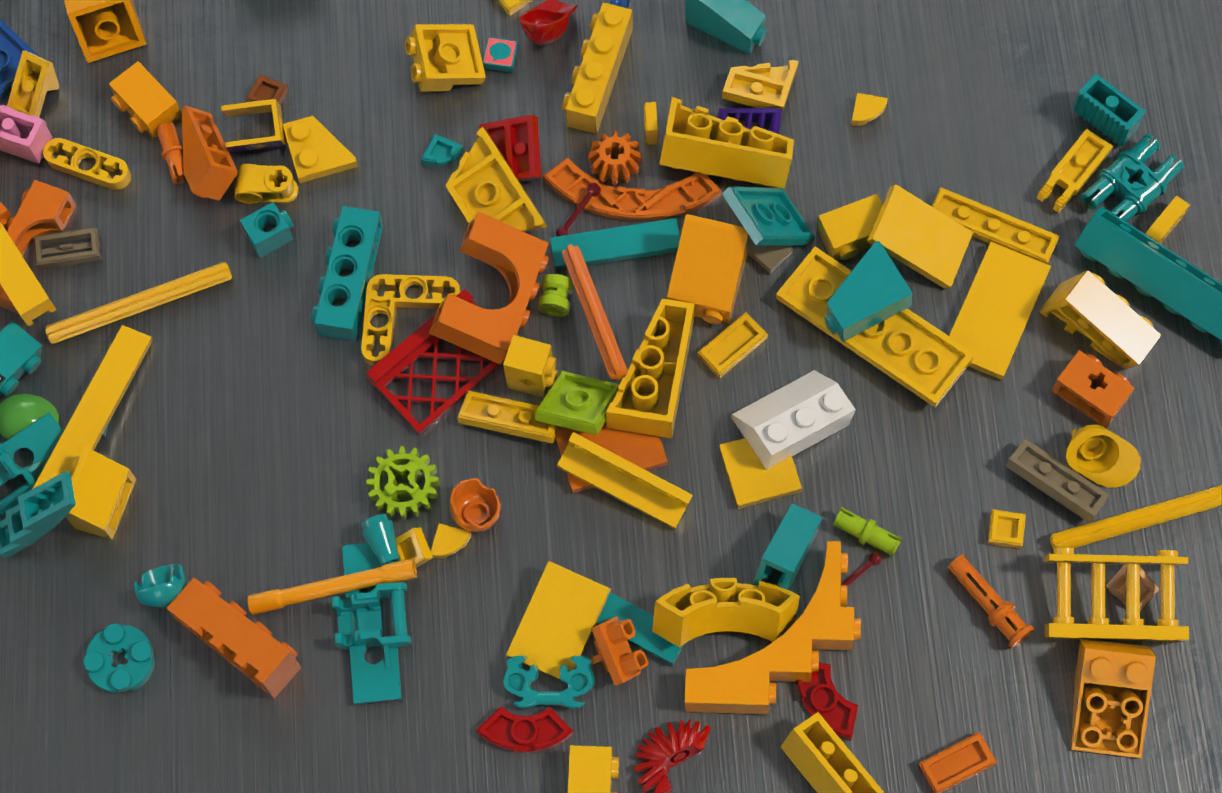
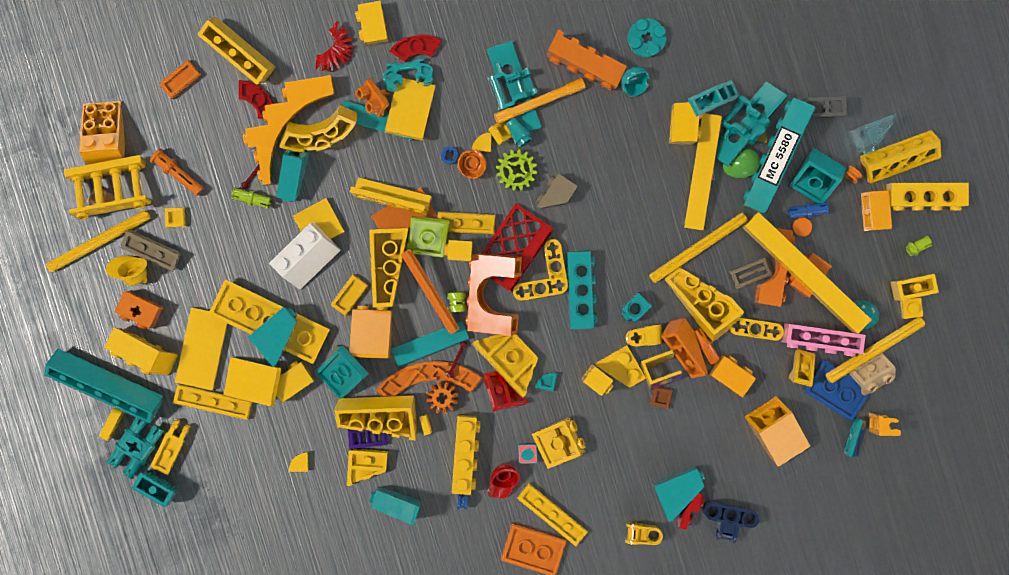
camera: 170 degrees right, 20 degrees up
(151, 208) = (707, 306): none -> yellow wedge
(344, 430) = (558, 193): none -> dark tan slope
(359, 128) = (597, 380): none -> yellow brick
(500, 531) = (455, 156): none -> blue bush

